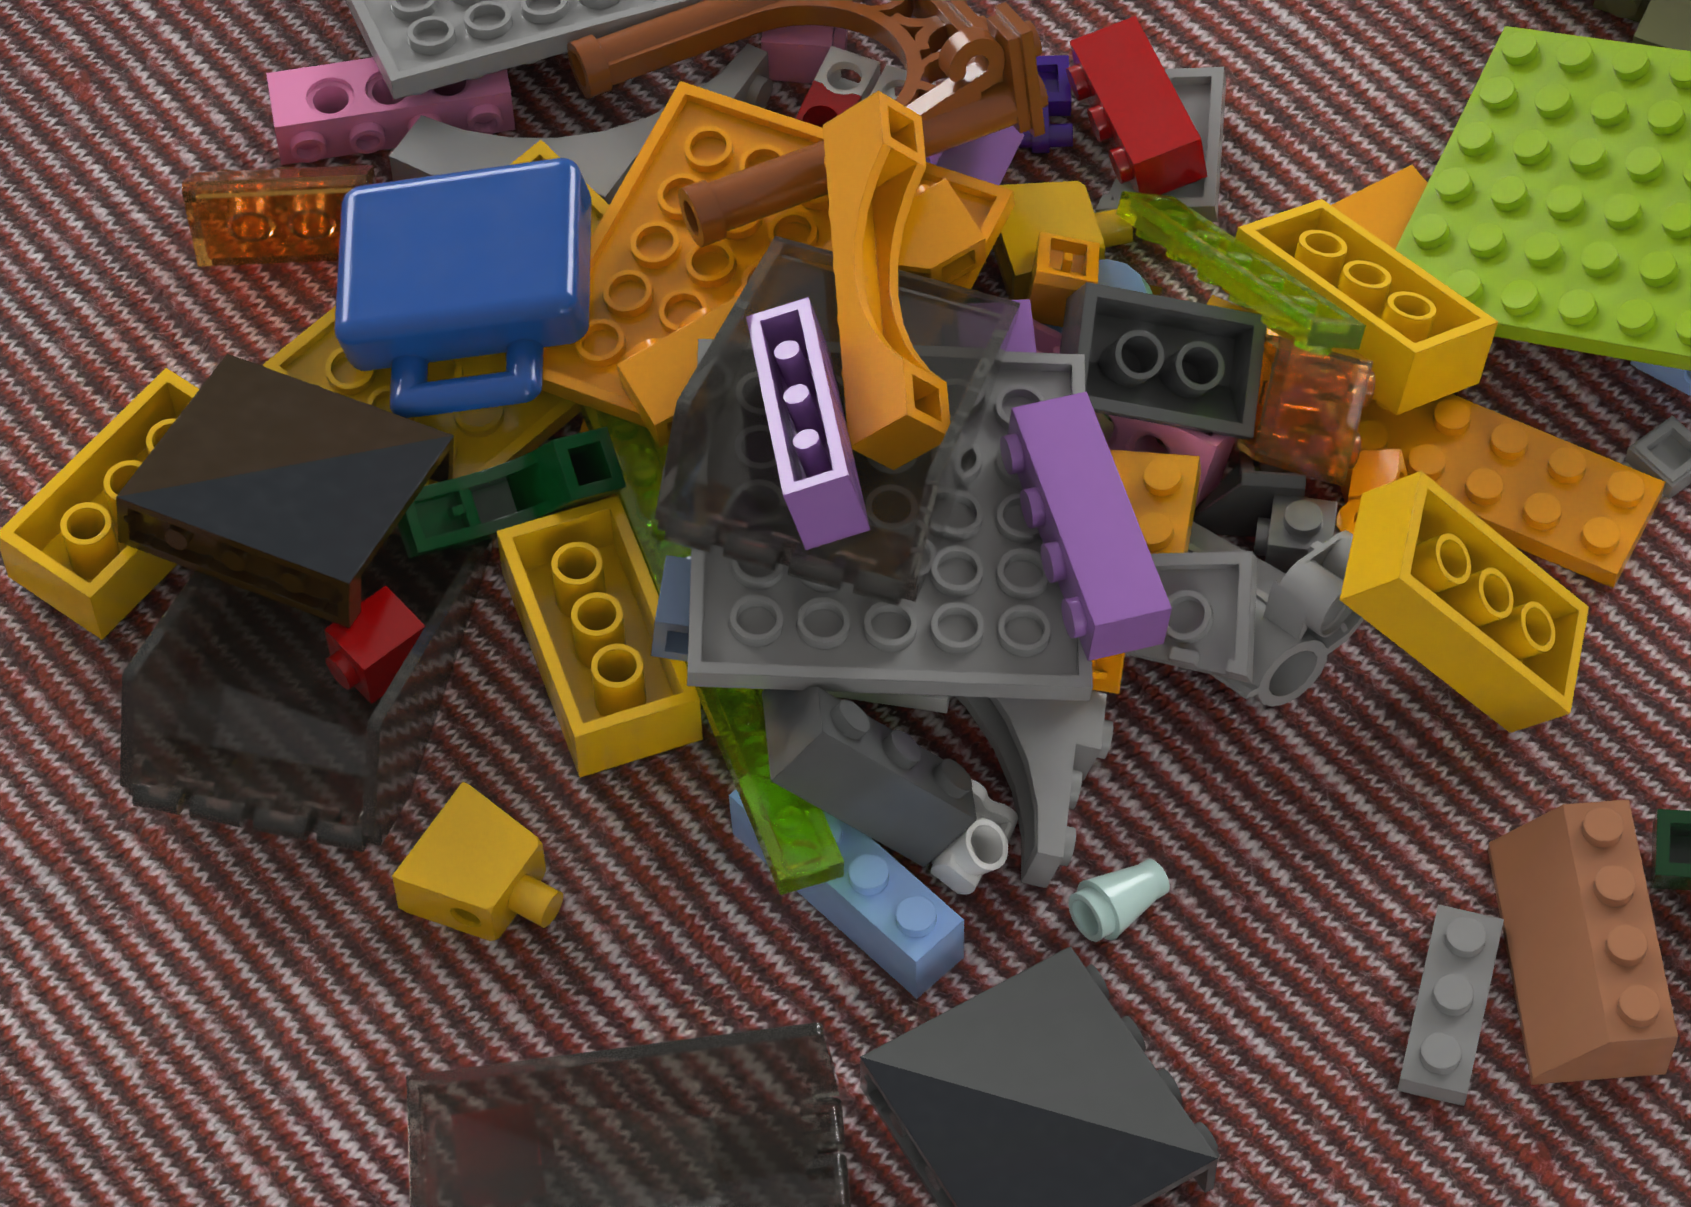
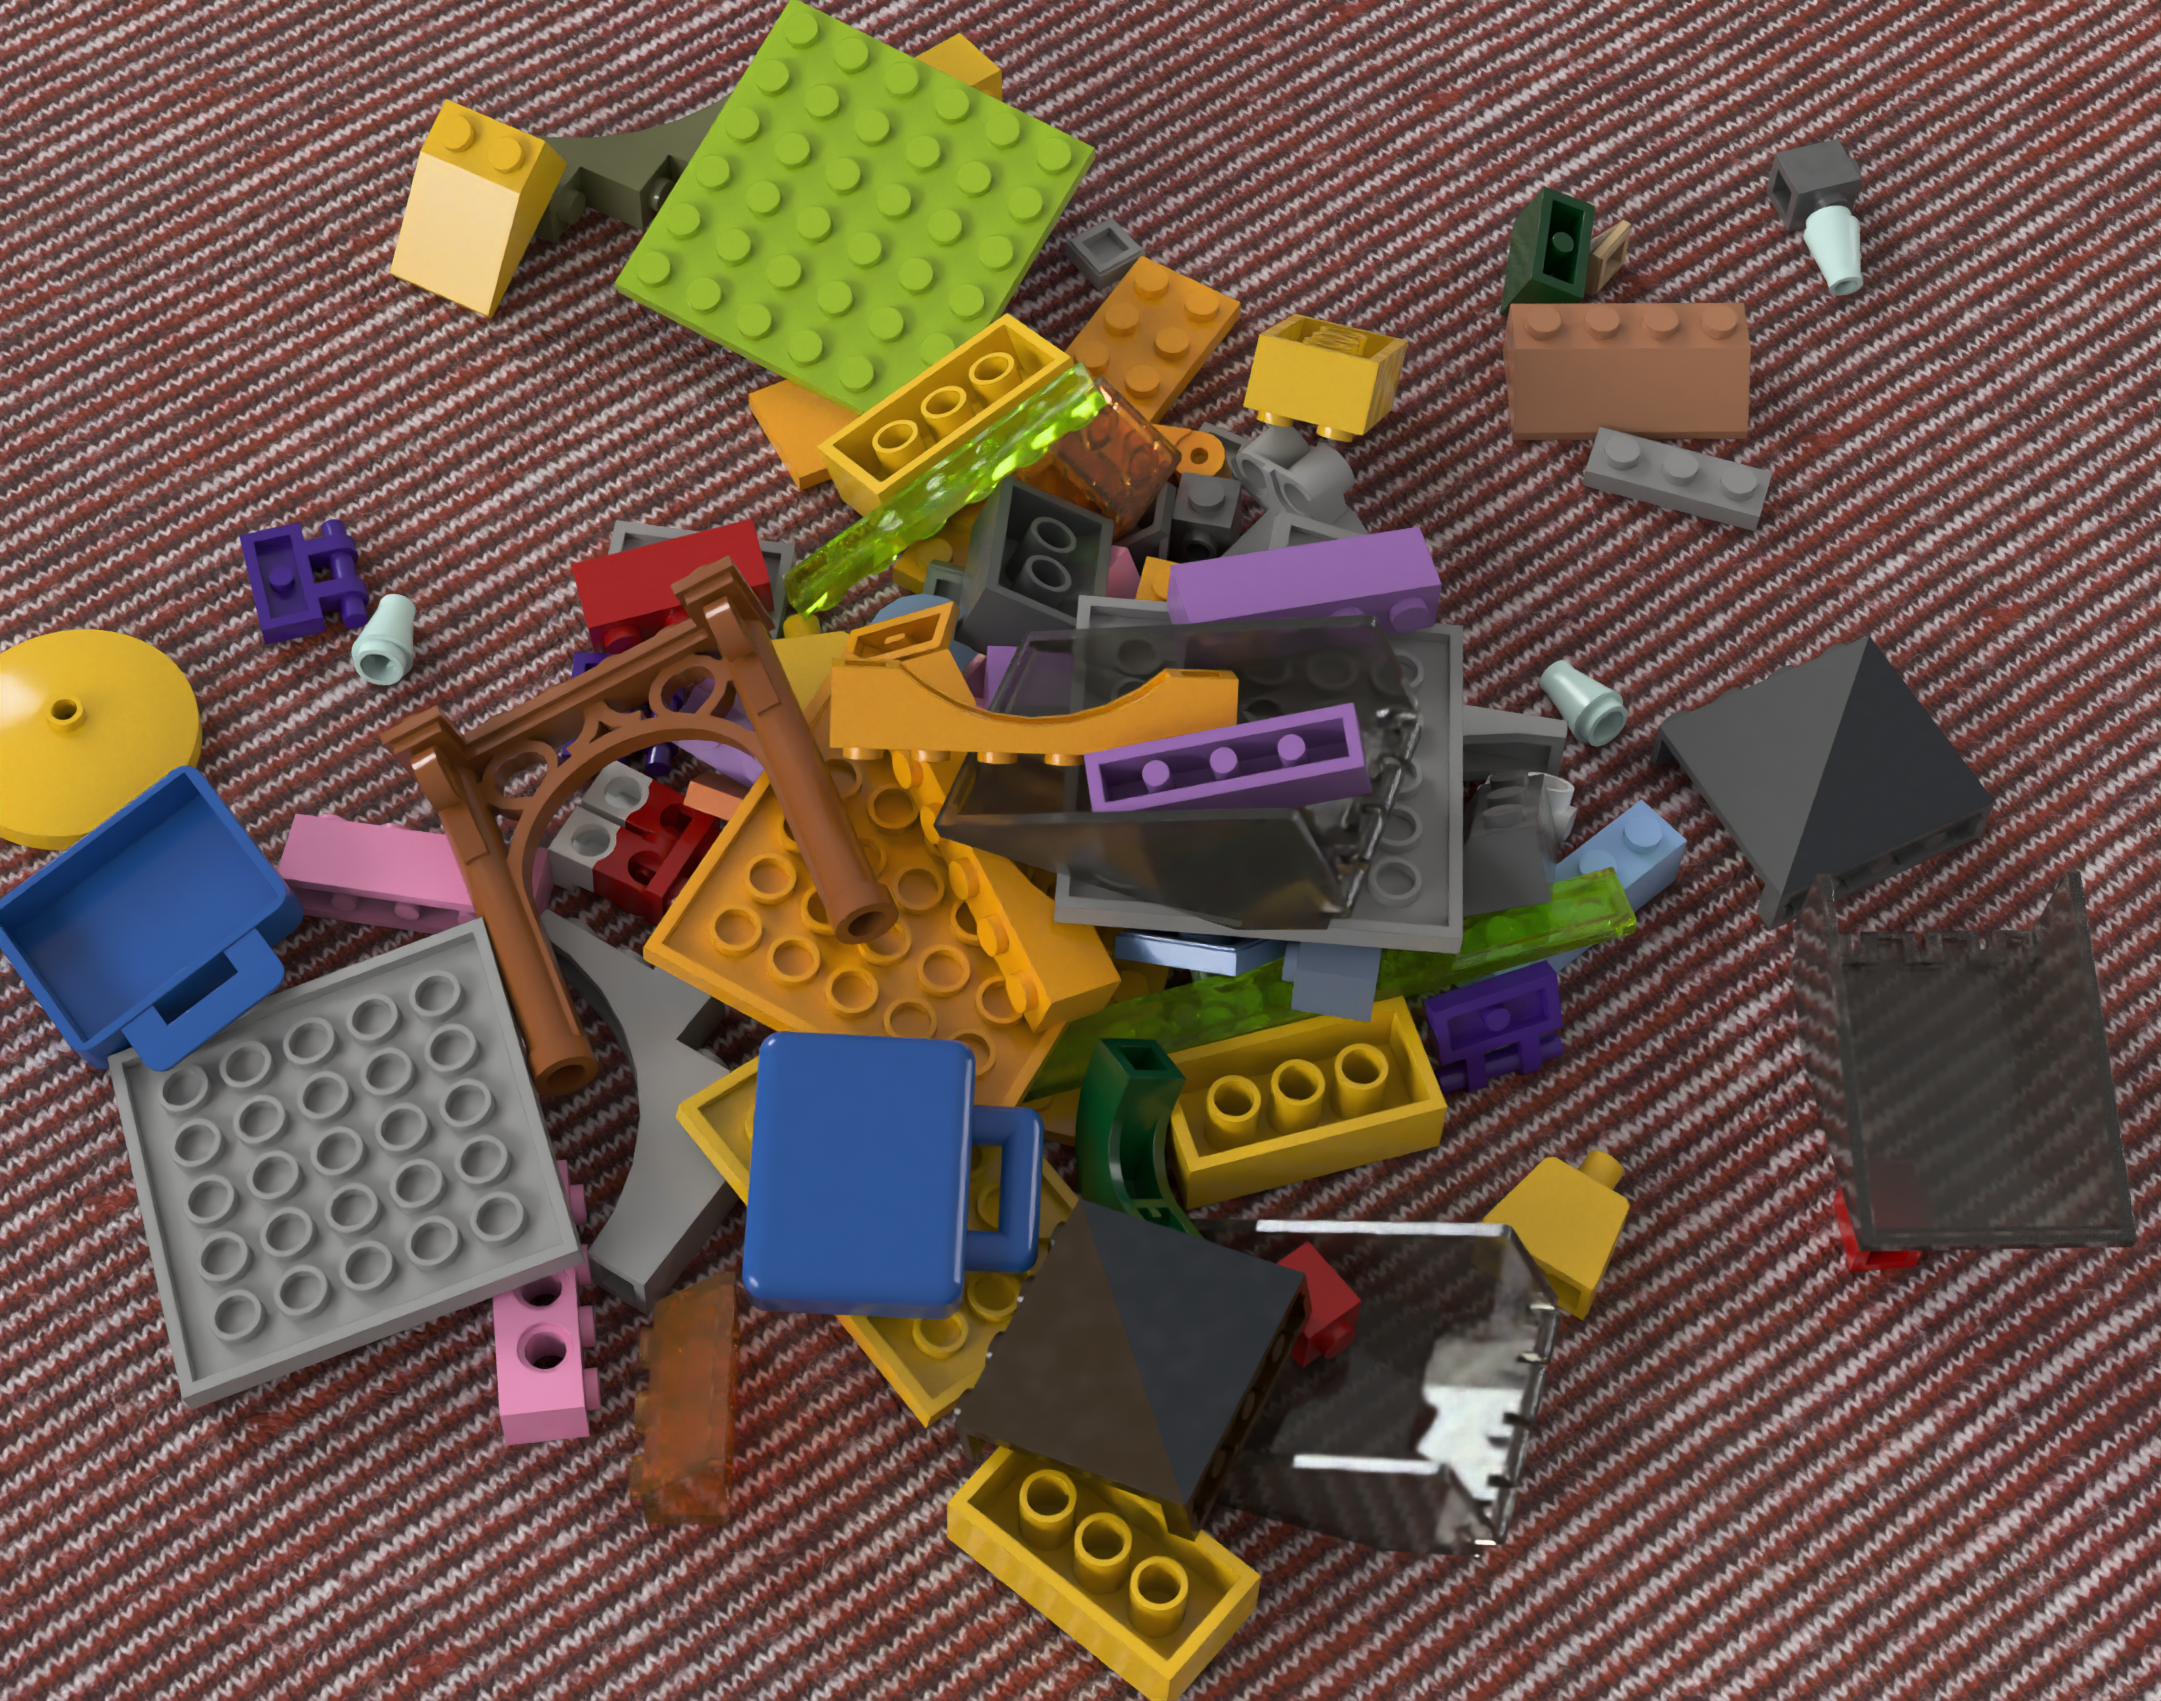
camera: 90 degrees left, 0 degrees up
(687, 796) = (1491, 1015): none -> dark purple plate

